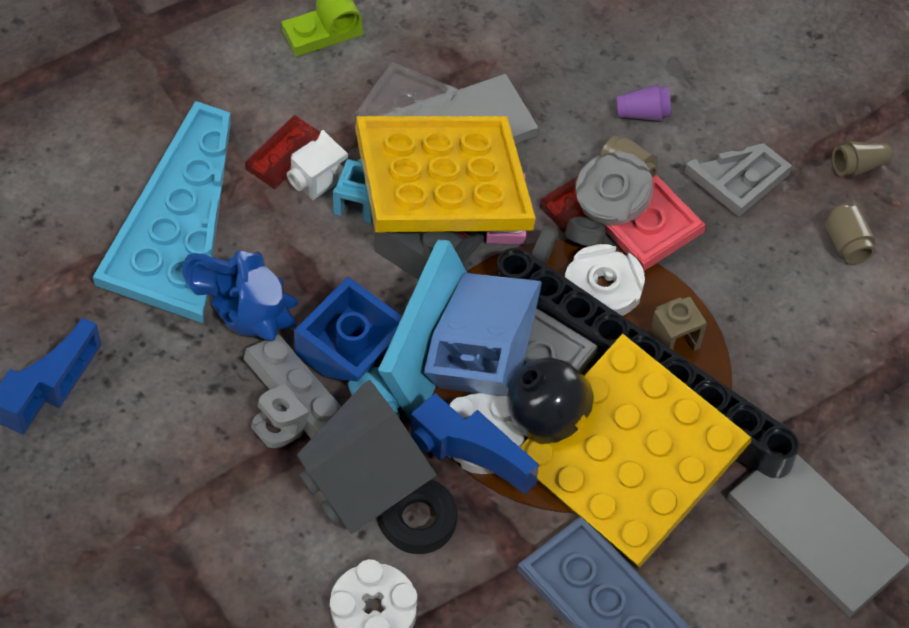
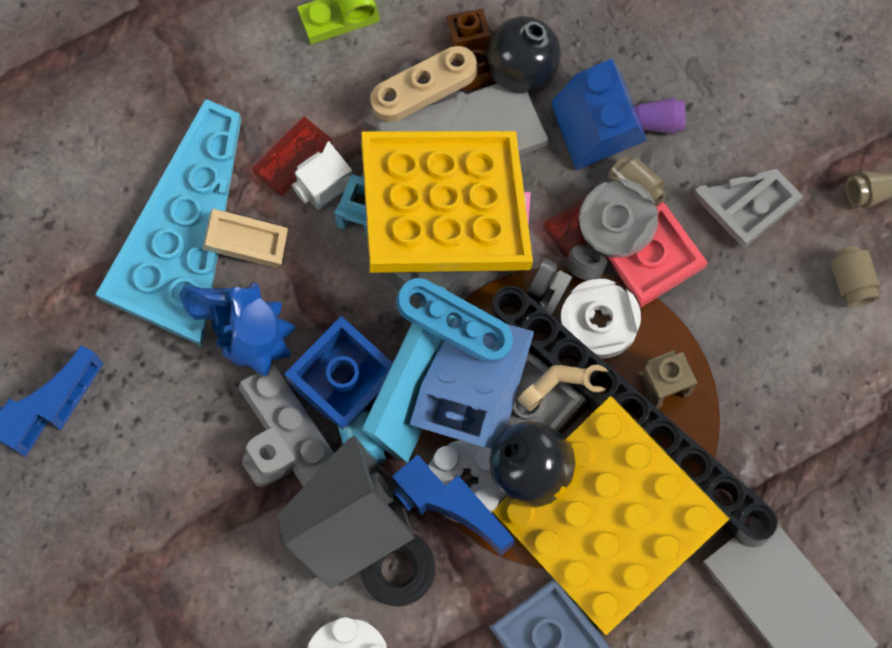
camera: 10 degrees right, 15 degrees up
(243, 222) = (245, 238): none -> tan tile
(434, 68) = (414, 96): none -> tan plate
(457, 53) = (472, 32): none -> reddish brown slope
(481, 268) = (472, 321): none -> dark azure plate
(508, 51) = (523, 54): none -> black cylinder
(547, 340) = (558, 373): none -> tan arm
(560, 252) = (555, 291): none -> light grey tile
(585, 101) = (597, 115): none -> blue slope

